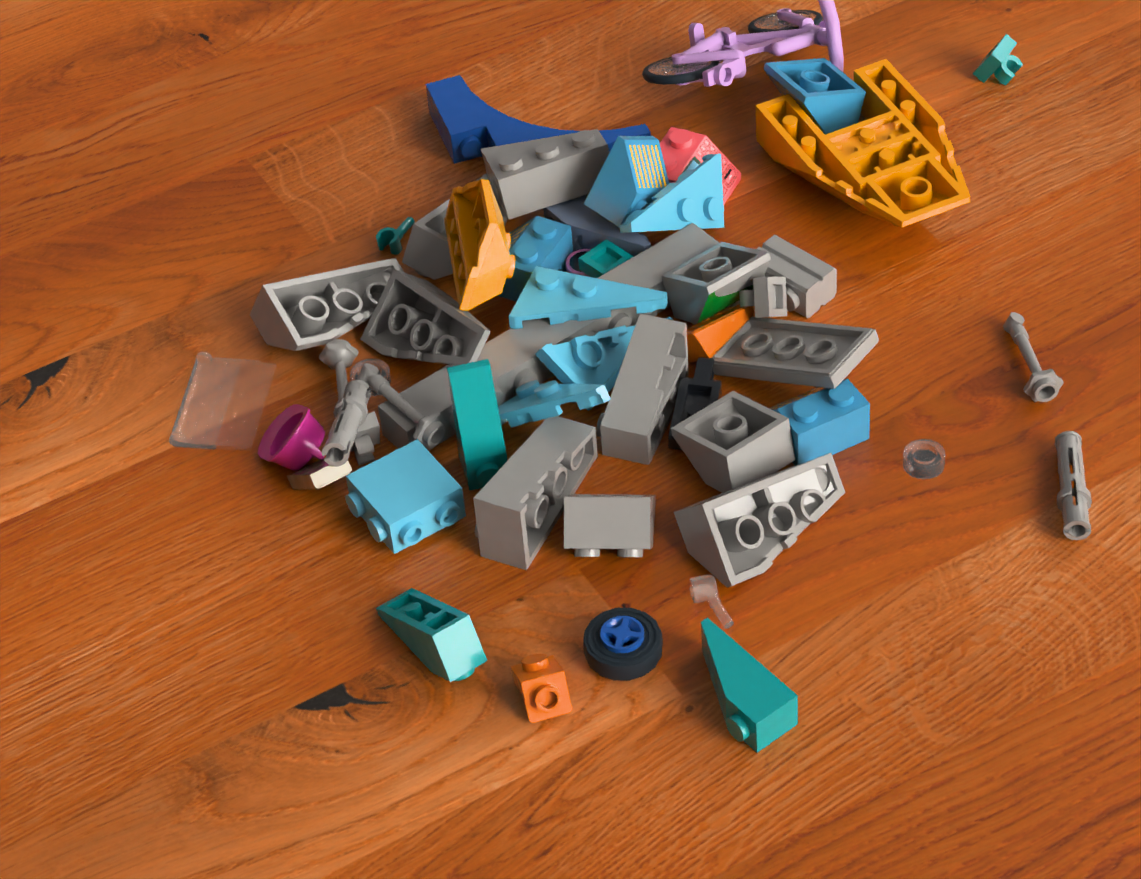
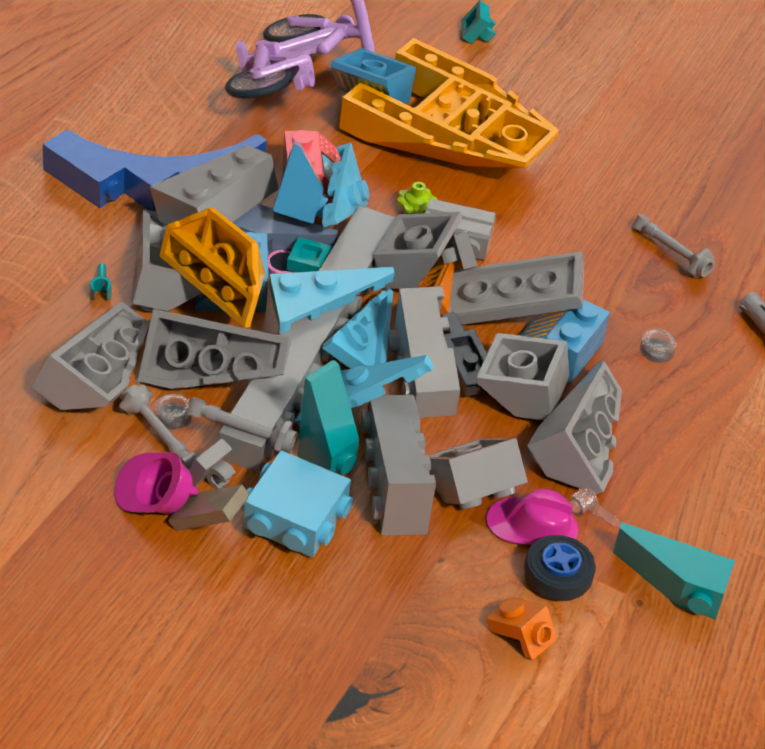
camera: 40 degrees left, 0 degrees up
(222, 403) = (56, 475): clear piece -> none
(349, 414) = (233, 474): light grey pin -> none
(435, 634) = (406, 611): teal slope -> none
(645, 586) = (532, 517): none -> dark pink piece
(771, 226) = (415, 199): none -> lime plant

